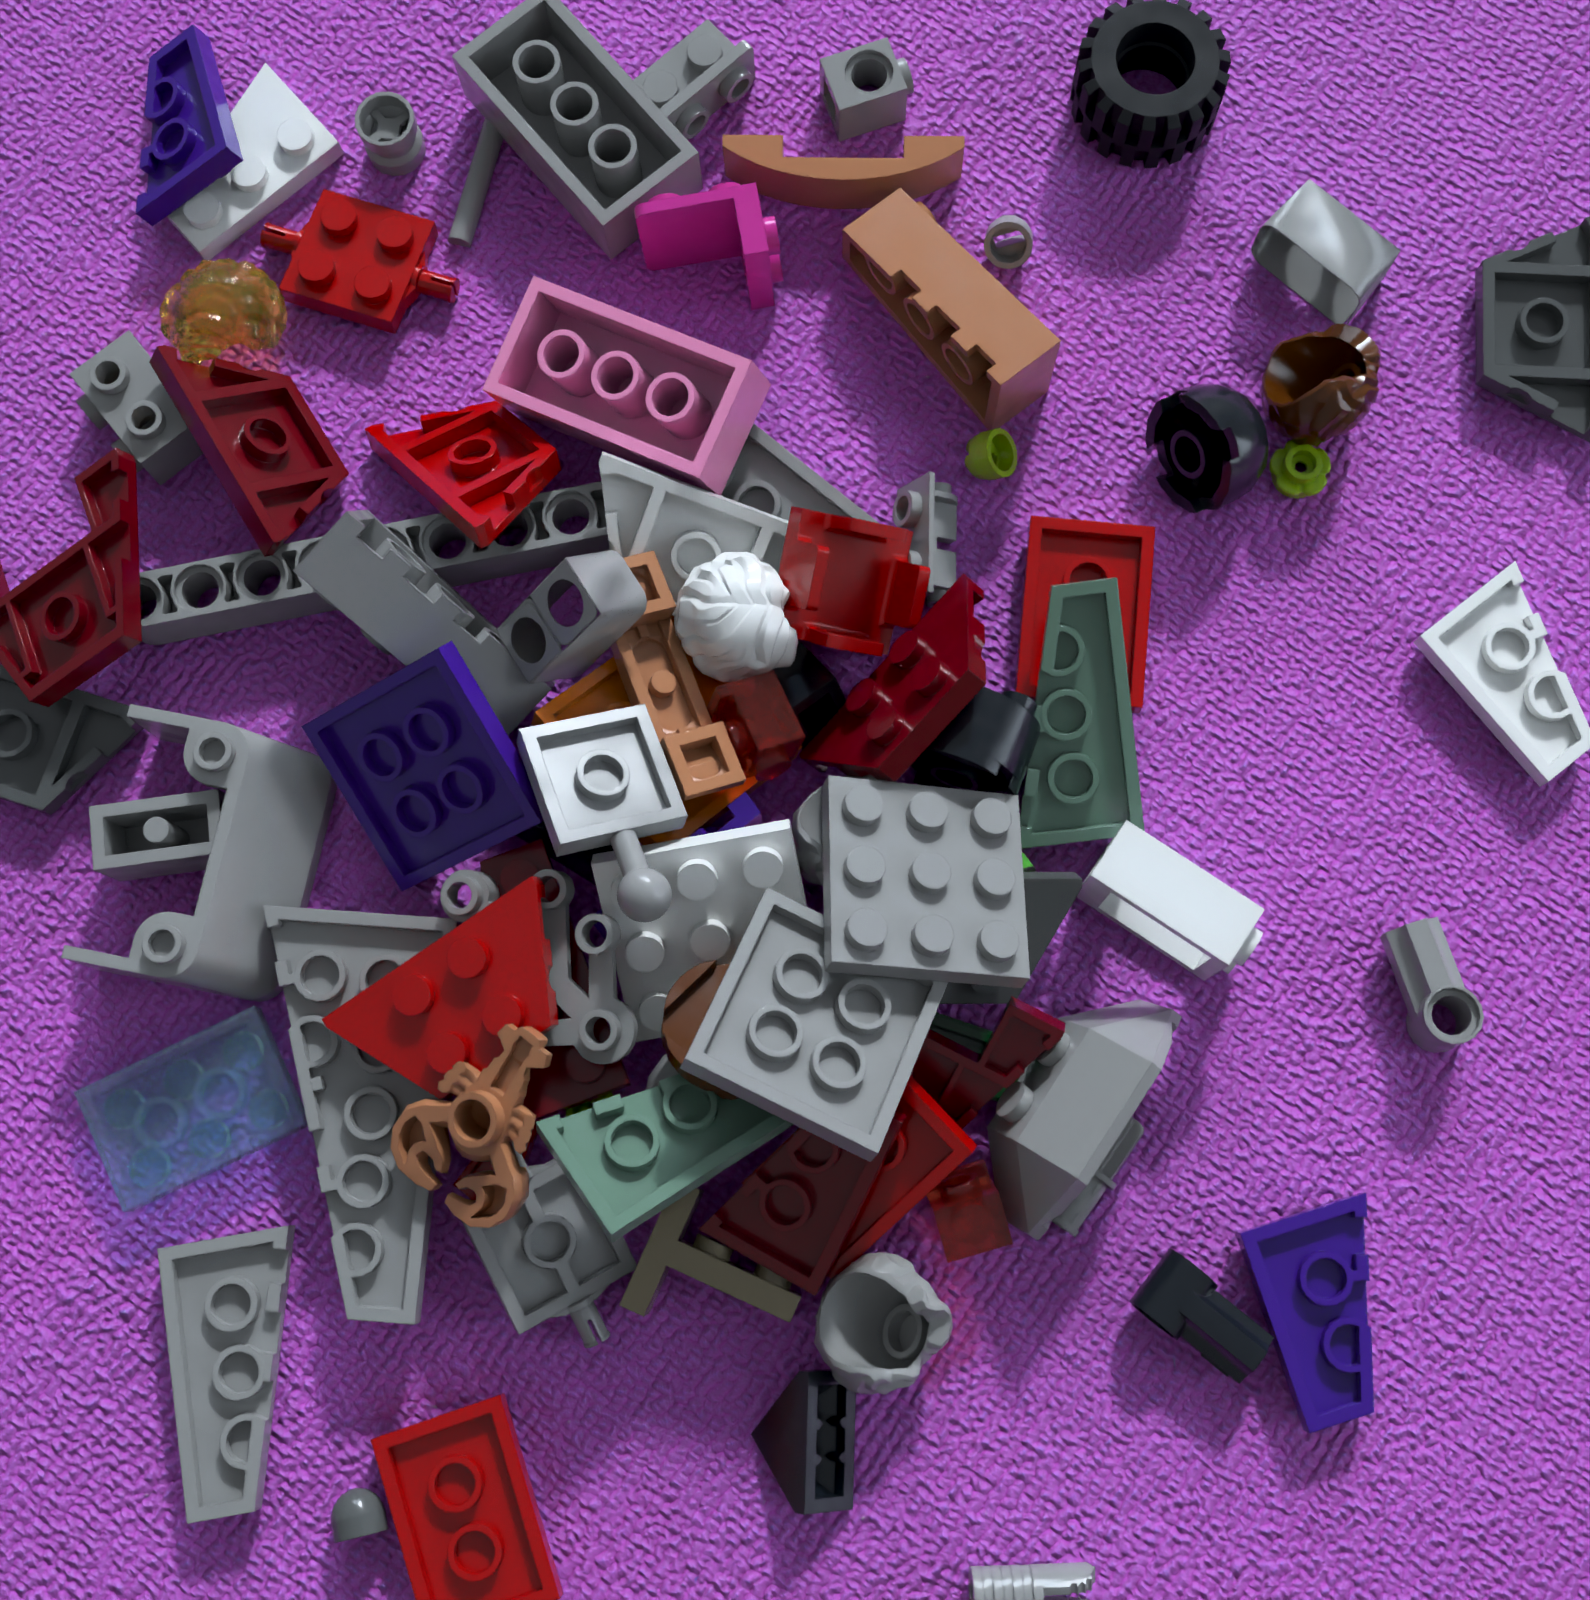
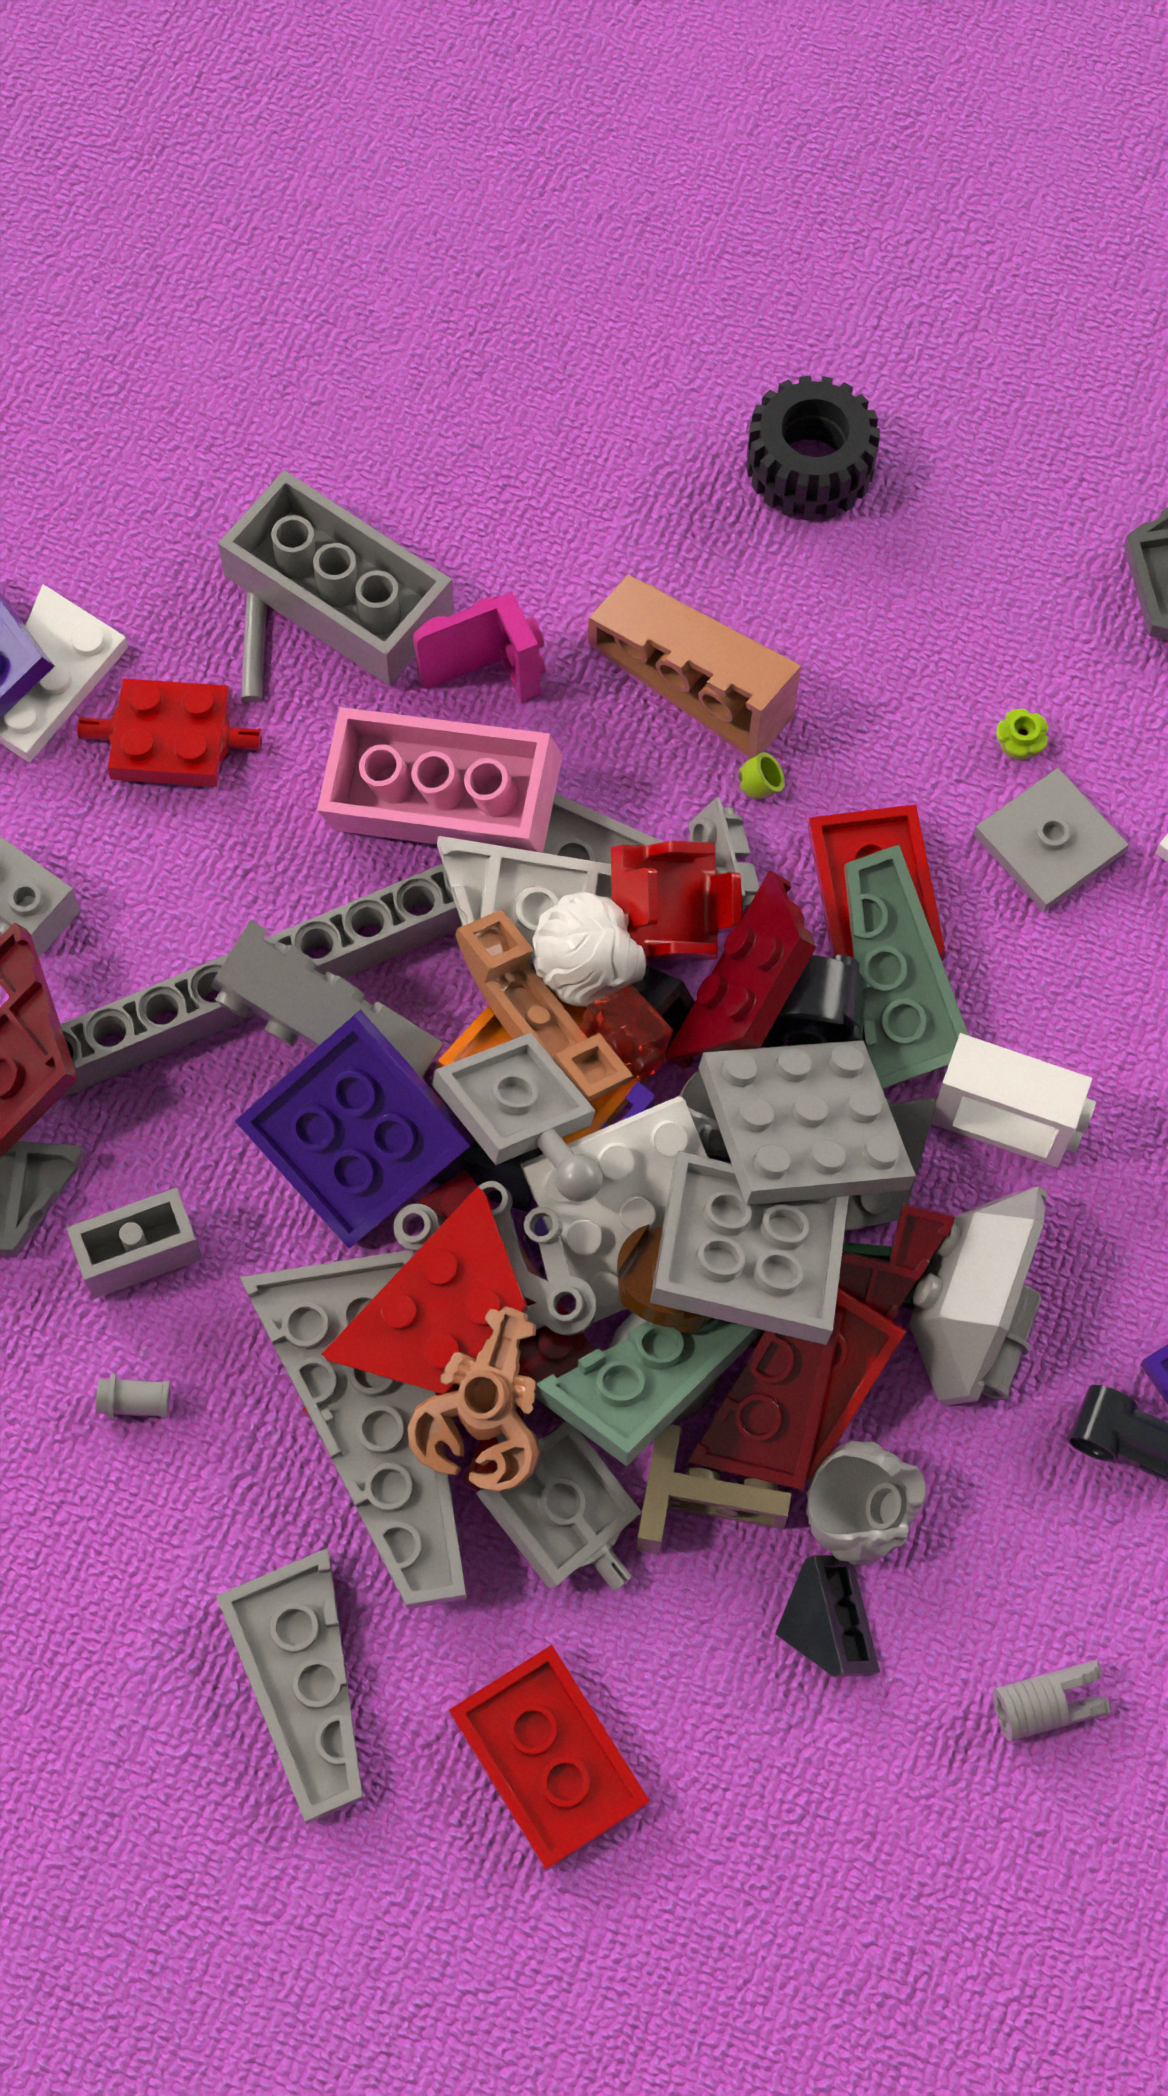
camera: 20 degrees left, 10 degrees down
(129, 1002) = (132, 1397): none -> light grey pin
(191, 1109) = (213, 1473): clear light blue plate -> none
(222, 307) = (62, 795): clear yellow hair -> none
(256, 441) = (125, 896): dark red wing -> none
(259, 856) = (215, 1323): light grey windscreen -> none
(357, 1515) = (453, 1781): dark grey hinge -> none
(390, 133) = (171, 620): light grey wheel -> none
(471, 465) = (319, 875): red wing -> none
(537, 637) = (477, 937): light grey piece -> none
(698, 77) = (429, 518): light grey bracket -> none
(842, 182) = (572, 581): nougat slope -> none
(860, 111) = (567, 520): light grey brick -> none
(968, 1213) = (911, 1394): clear red brick -> none
(1010, 251) = (732, 608): light grey hinge -> none
(1208, 445) = (941, 729): black cylinder -> none
(1298, 599) = (1050, 839): none -> light grey plate
(1321, 383) = (1021, 660): reddish brown hair -> none
(1324, 252) = (995, 556): light grey piece -> none

